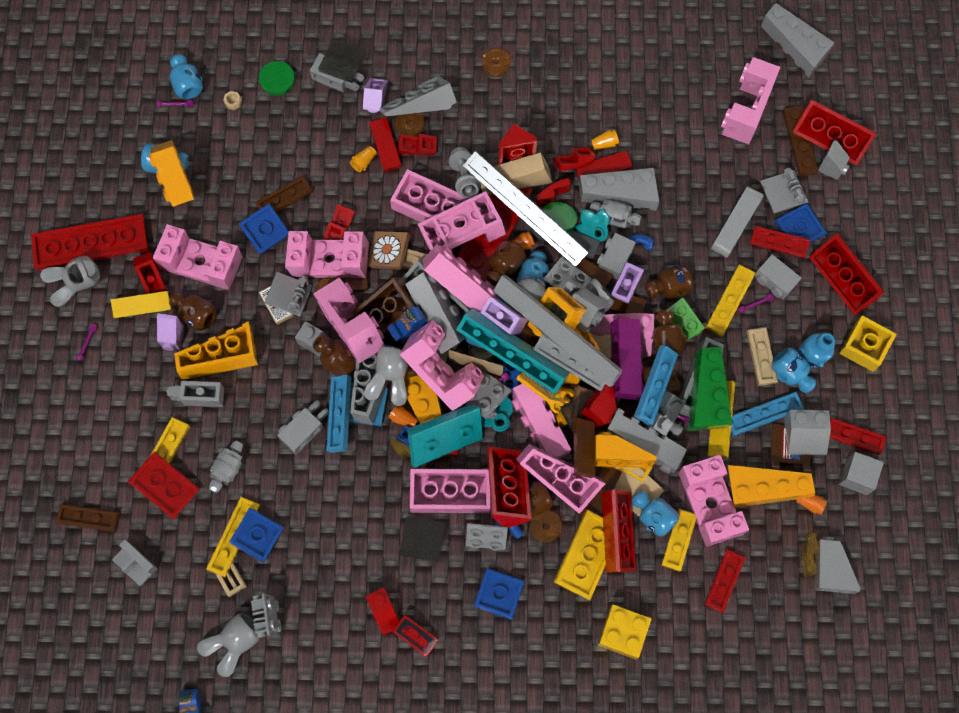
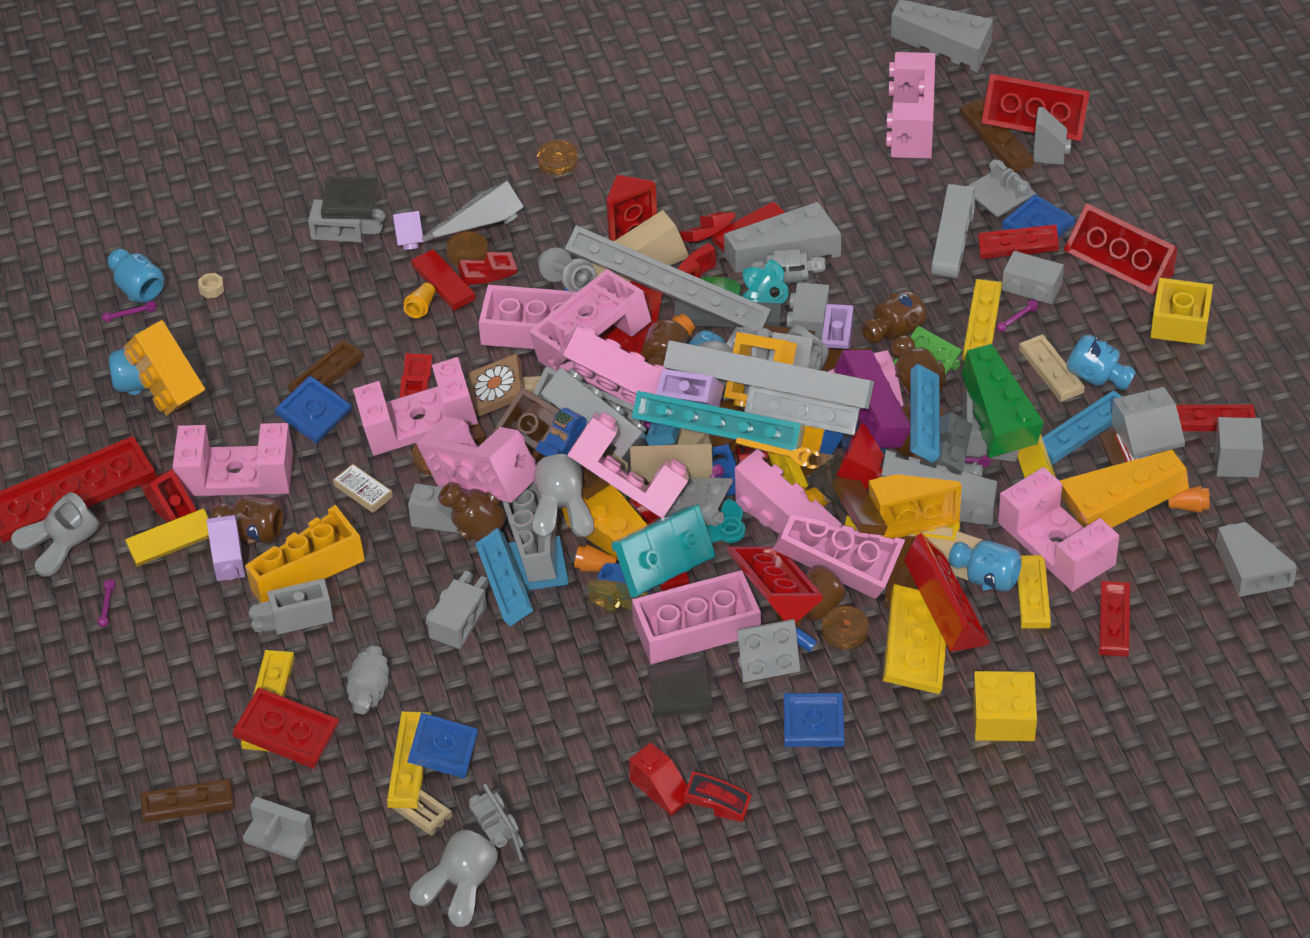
camera: 15 degrees left, 25 degrees down
(276, 78) = (262, 248): green tile -> none
(288, 293) = (378, 468): light grey hinge -> none
(605, 140) = (741, 197): light orange cone -> none
(644, 239) = (842, 286): blue arm -> none
(810, 549) = (1211, 550): clear yellow slope -> none
(817, 349) = (1121, 328): dark azure piece -> none

